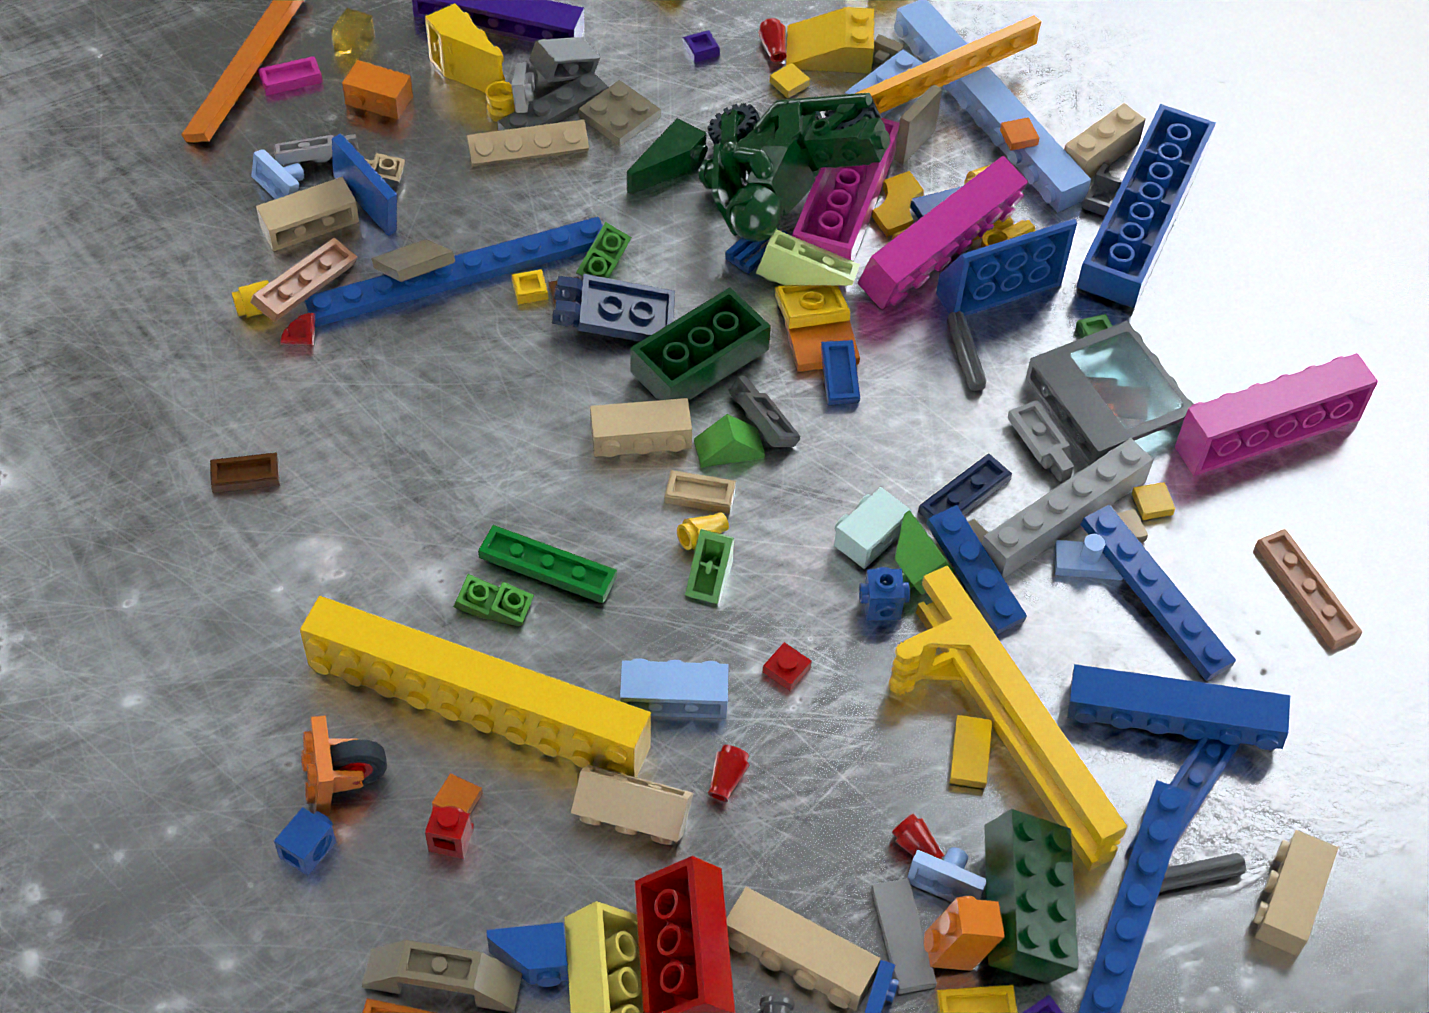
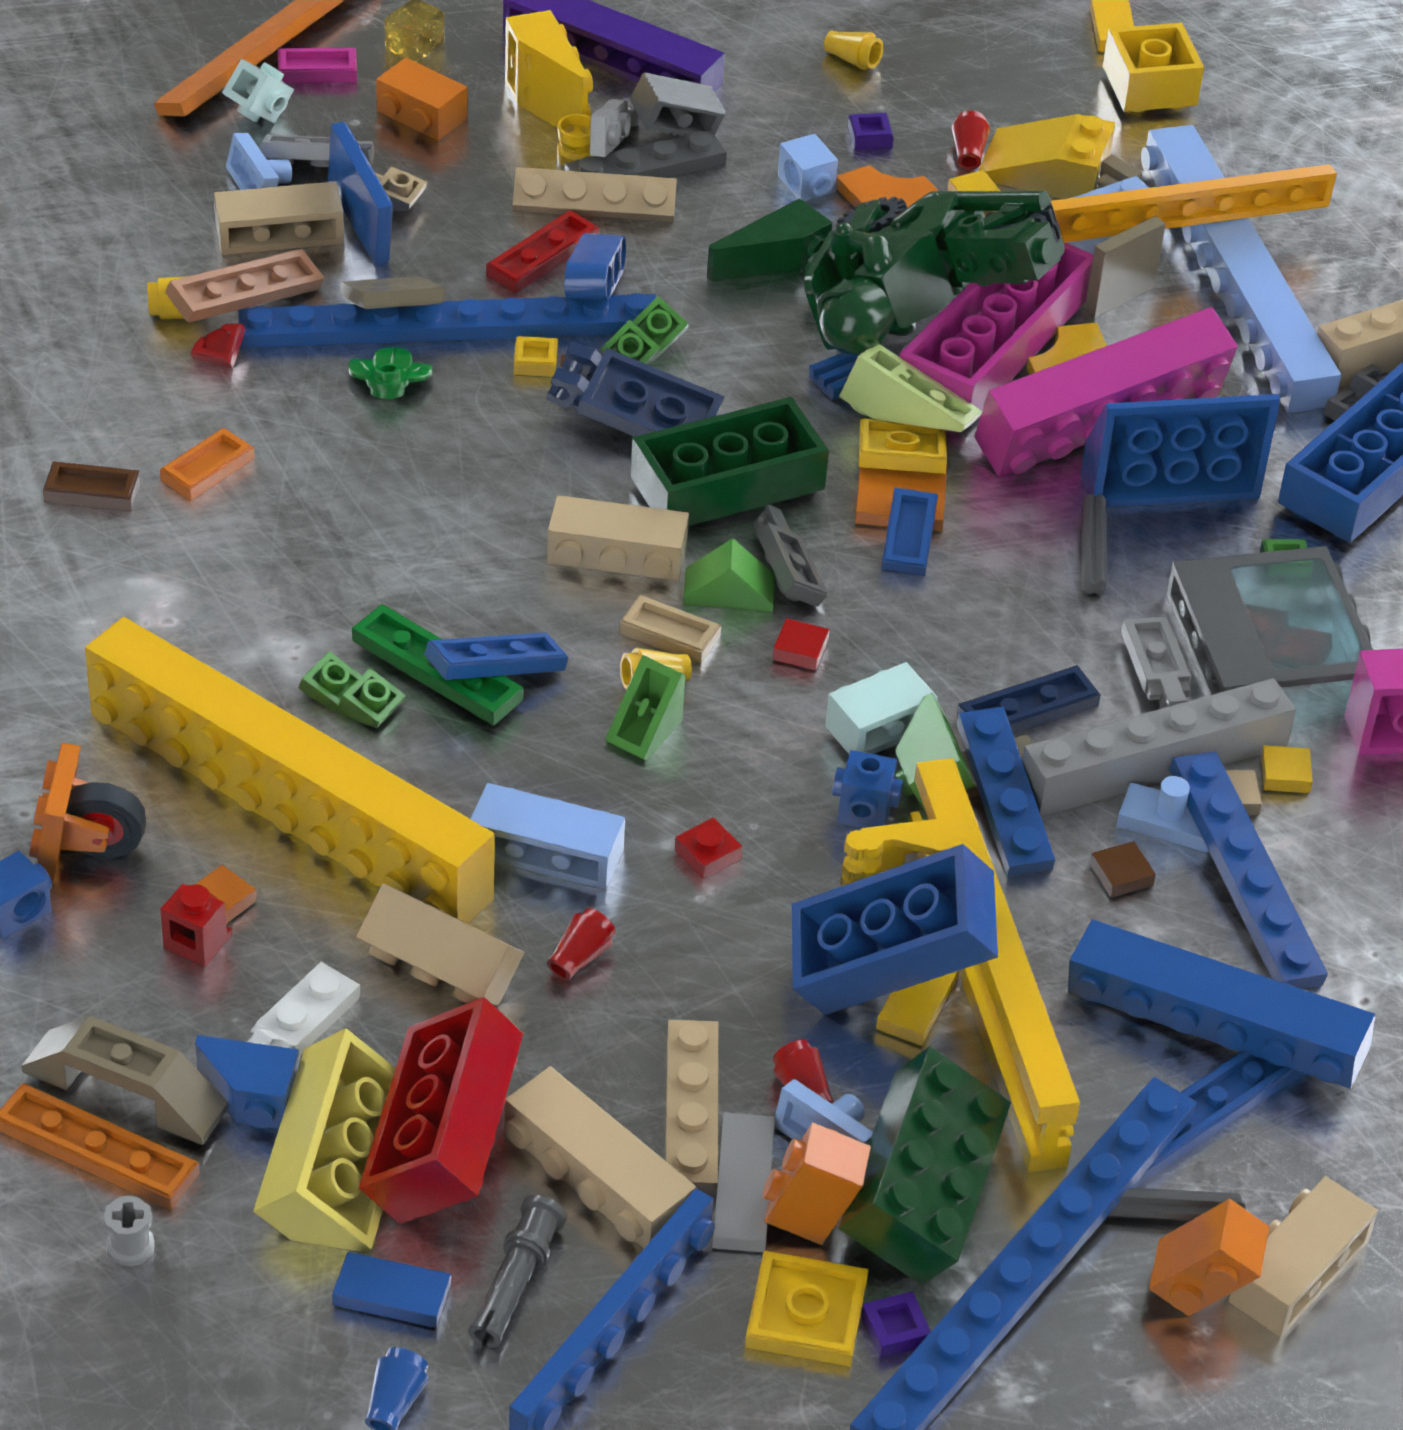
camera: 15 degrees right, 10 degrees down
(258, 110) = (258, 91): none -> light aqua brick
(323, 433) = (207, 464): none -> orange tile
(430, 324) = (389, 371): none -> green plate
(505, 197) = (539, 252): none -> red tile
(549, 882) = (307, 1010): none -> white hinge
(551, 206) = (595, 267): none -> blue beam
(589, 549) = (496, 656): none -> blue tile
(619, 113) = (730, 185): dark tan plate -> none
(670, 88) = (807, 167): none -> light blue brick
(719, 94) = (870, 184): none -> orange tile
(795, 481) = (800, 644): none -> red tile
(847, 881) = (693, 1102): none -> tan plate
(953, 716) = (894, 930): none -> blue brick
(1019, 133) = (1259, 301): orange tile -> none
(1072, 610) = (1122, 869): none -> reddish brown tile
(1244, 919) = (1209, 1257): none -> orange brick

